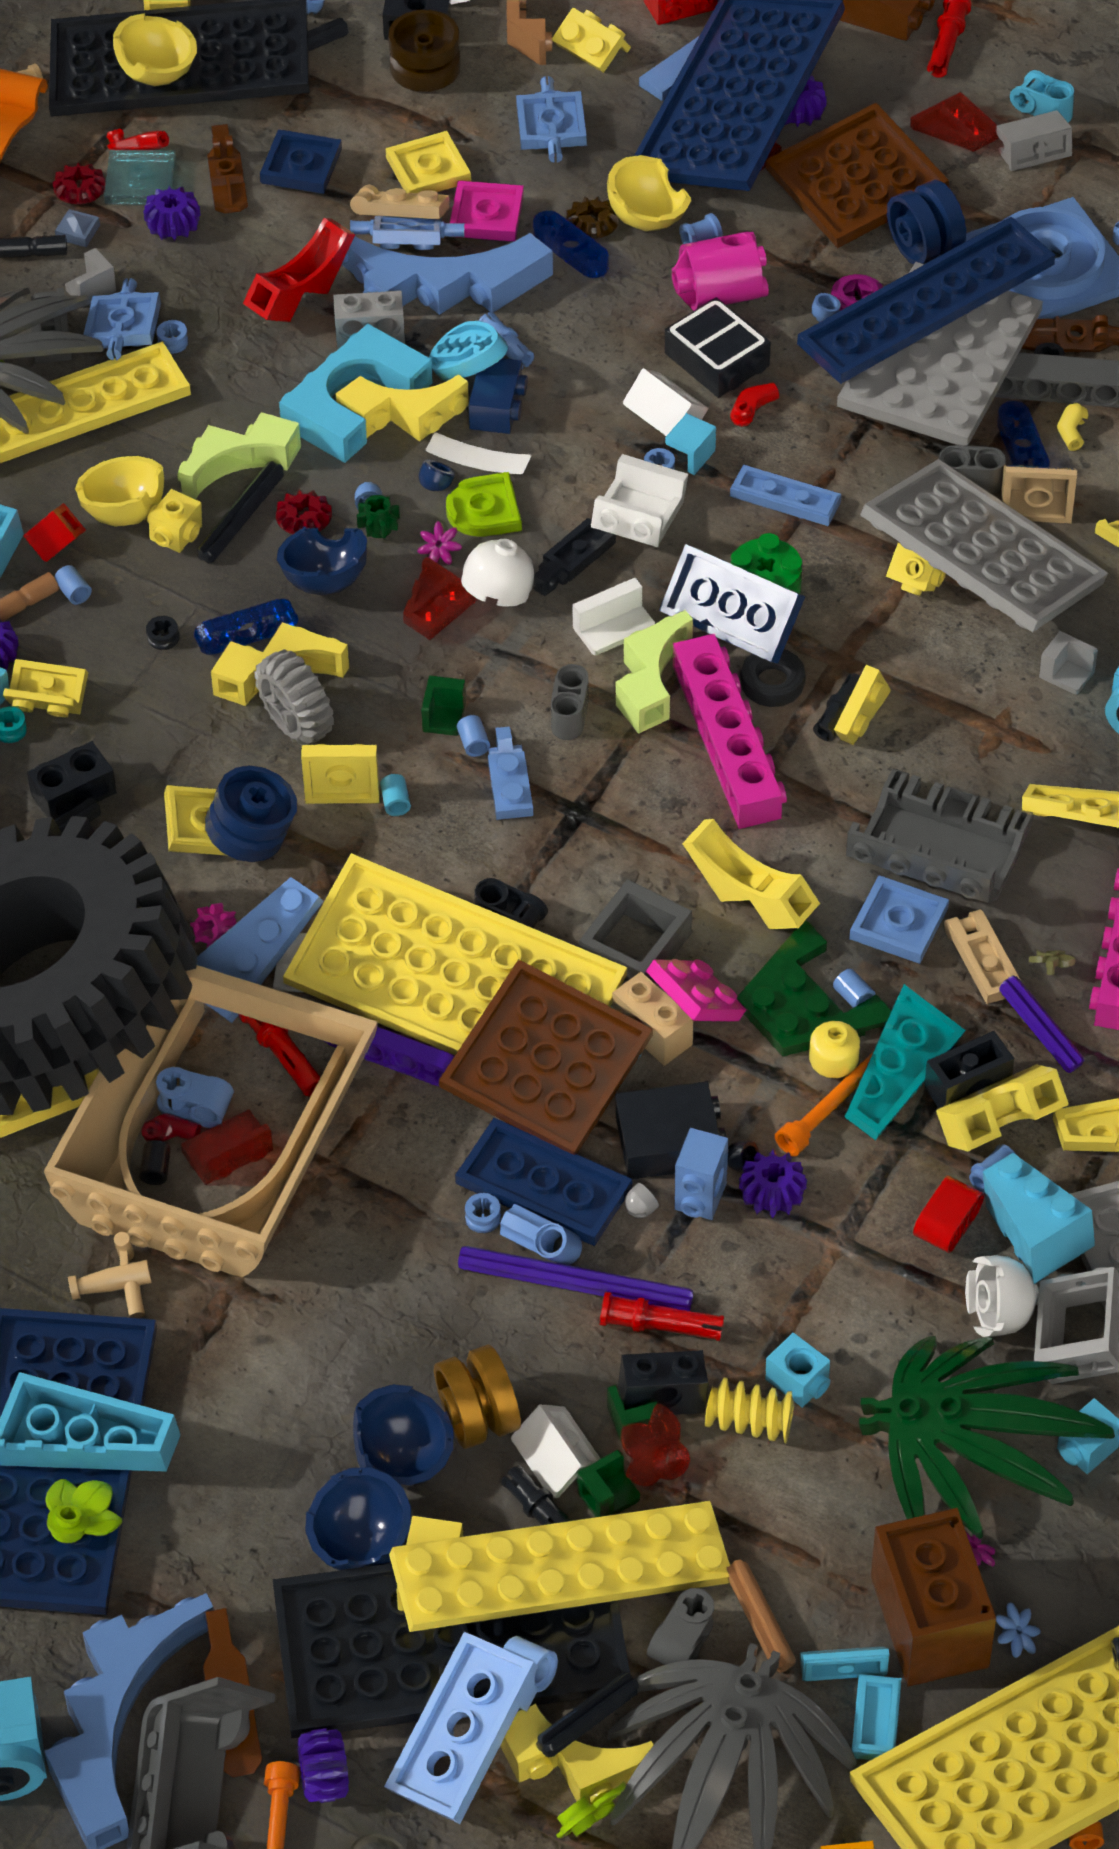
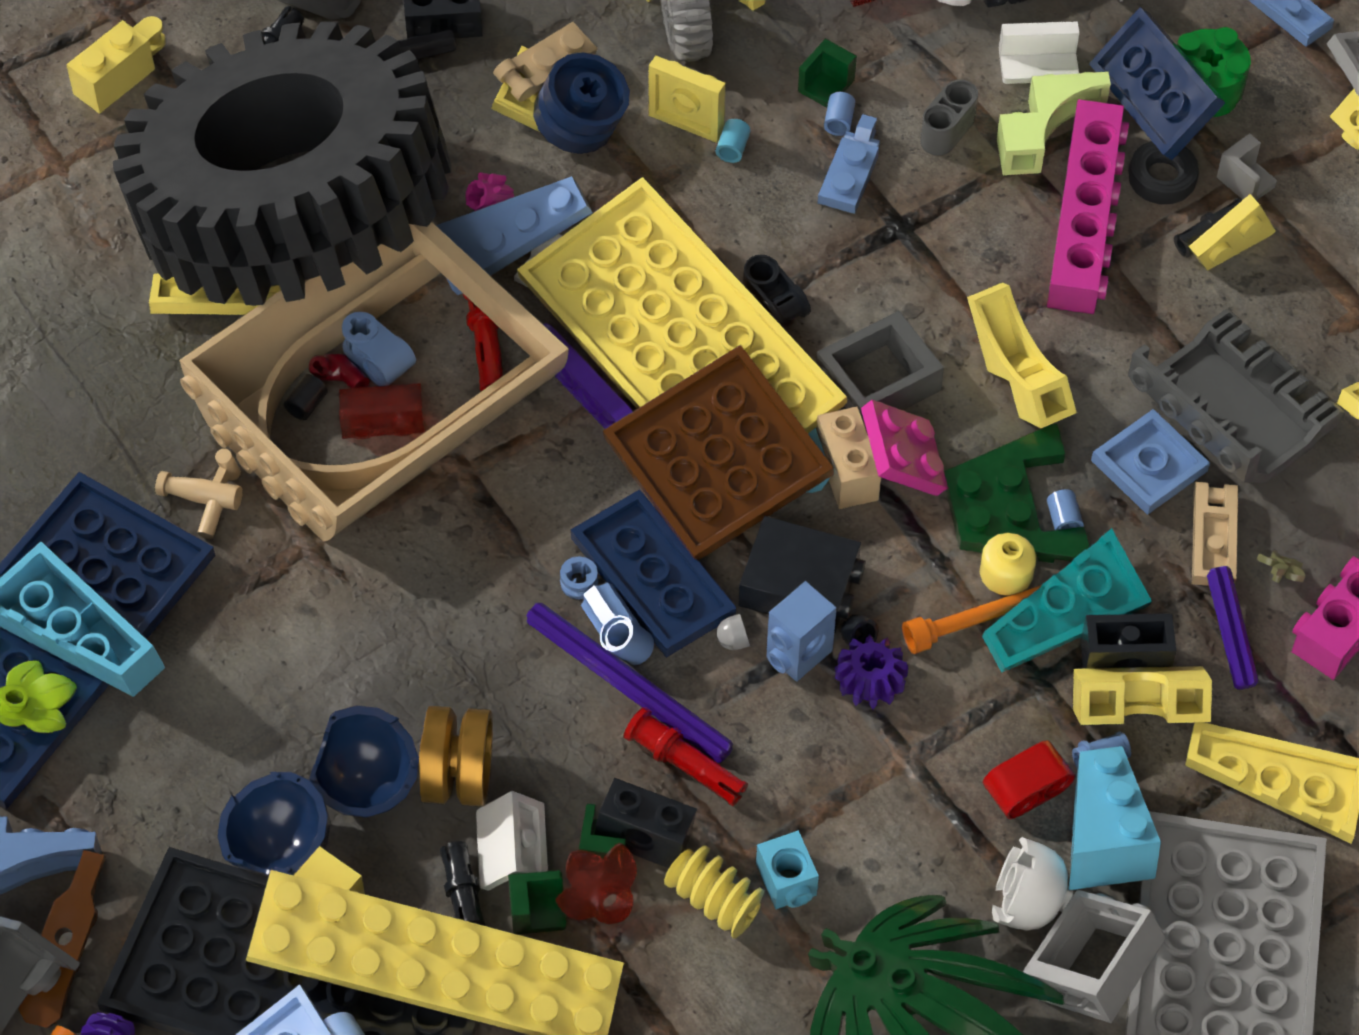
camera: 25 degrees right, 5 degrees up
(196, 790) = (539, 60): none -> tan plate
(837, 652) = (1242, 173): none -> light grey panel

